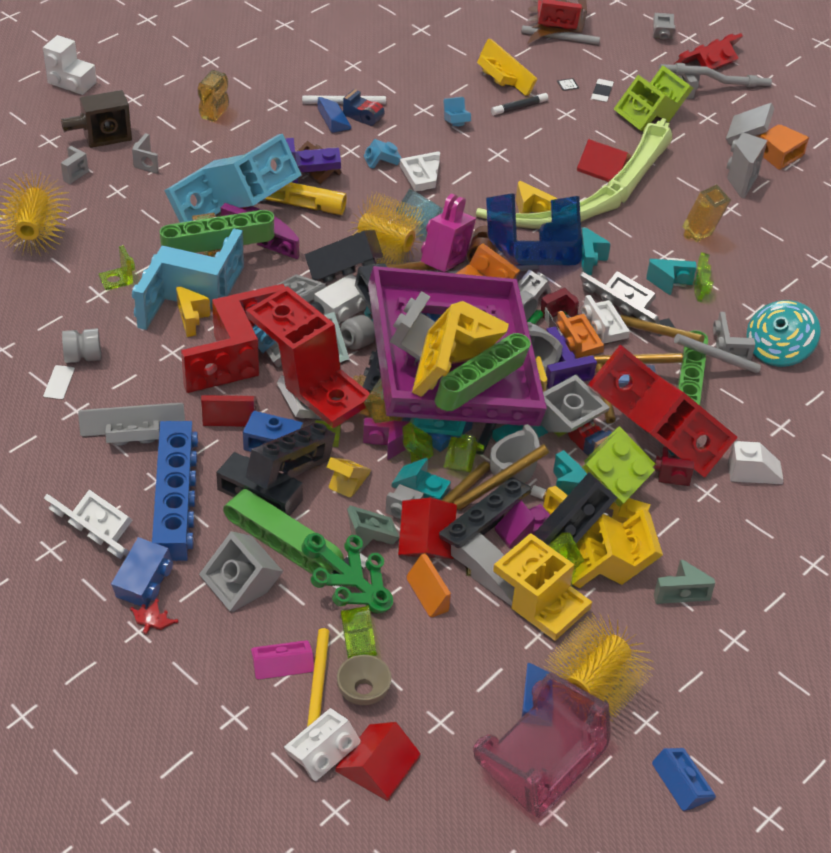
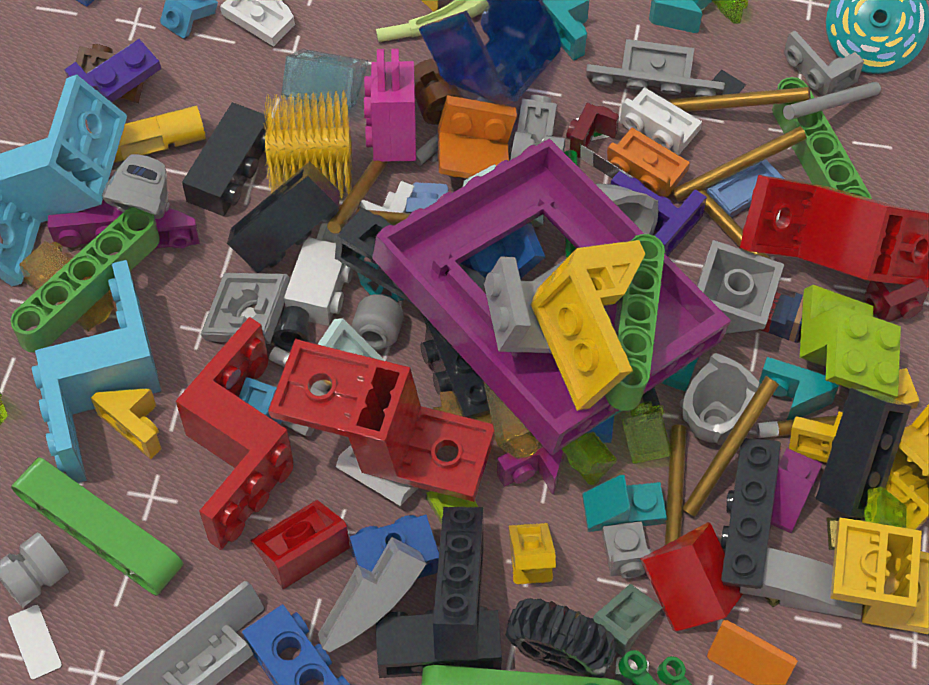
camera: 30 degrees left, 15 degrees up
(132, 347) = (97, 526): none -> bright green beam
(241, 437) = (371, 594): none -> light grey slope
(278, 201) = (139, 184): none -> light grey helmet
(324, 509) = (561, 638): none -> black gear
(335, 224) = (226, 160): none -> black brick

